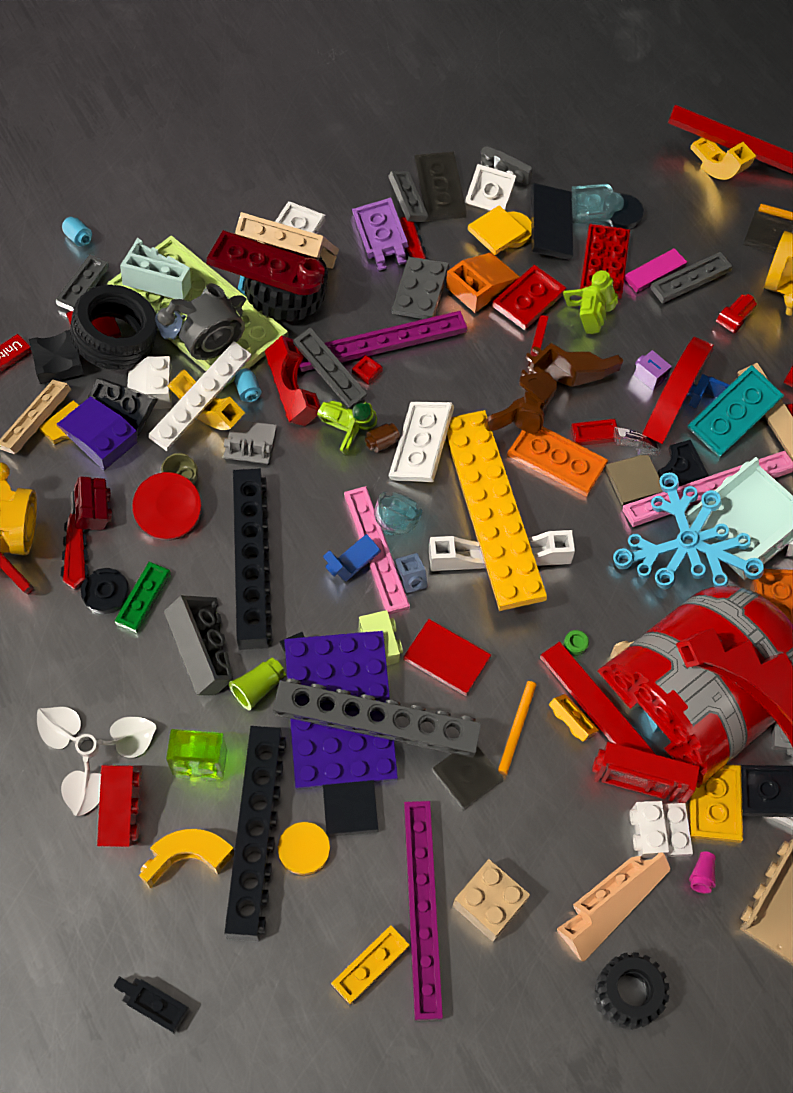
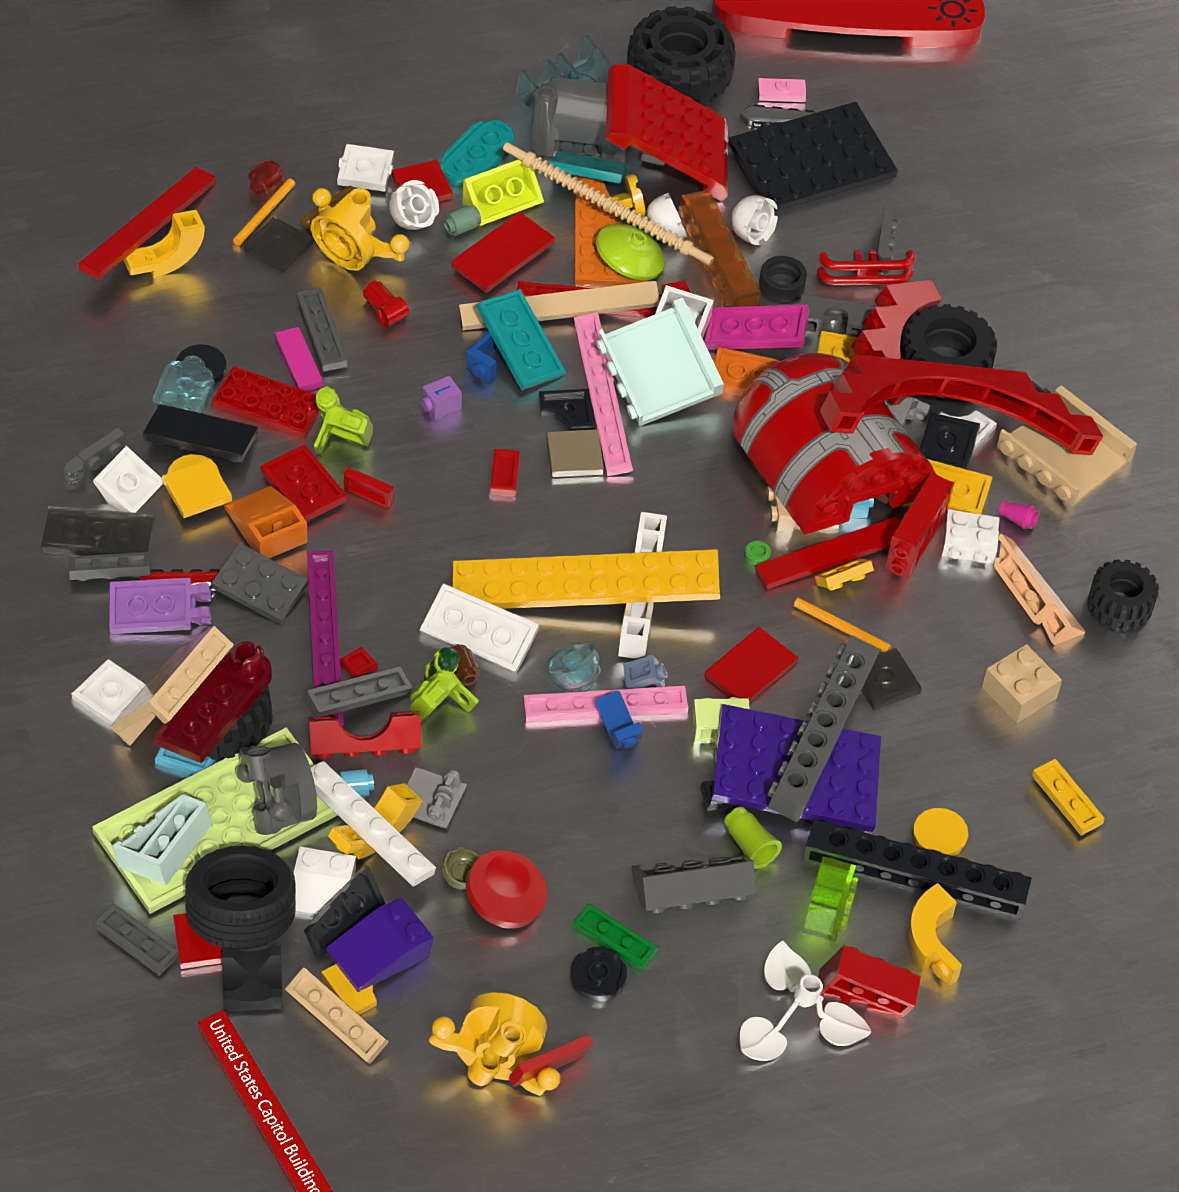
camera: 80 degrees left, 10 degrees down
(74, 555) = (562, 1001): red sword -> none
(77, 231) = (46, 934): medium azure brick -> none
(91, 503) = (483, 965): dark red brick -> none
(152, 1003) = (1079, 987): black hinge -> none
(172, 330) = (256, 837): sand blue piece -> none
(249, 635) = (579, 826): black brick -> none
(350, 808) = (904, 785): black tile -> none
(422, 912) = (1018, 742): magenta plate -> none
(541, 384) = (457, 505): reddish brown piece -> none
(559, 459) = (528, 514): orange tile -> none
(642, 444) = (531, 435): clear slope -> none
(677, 389) = (484, 370): red arch -> none
(714, 551) = (695, 401): medium azure plant -> none

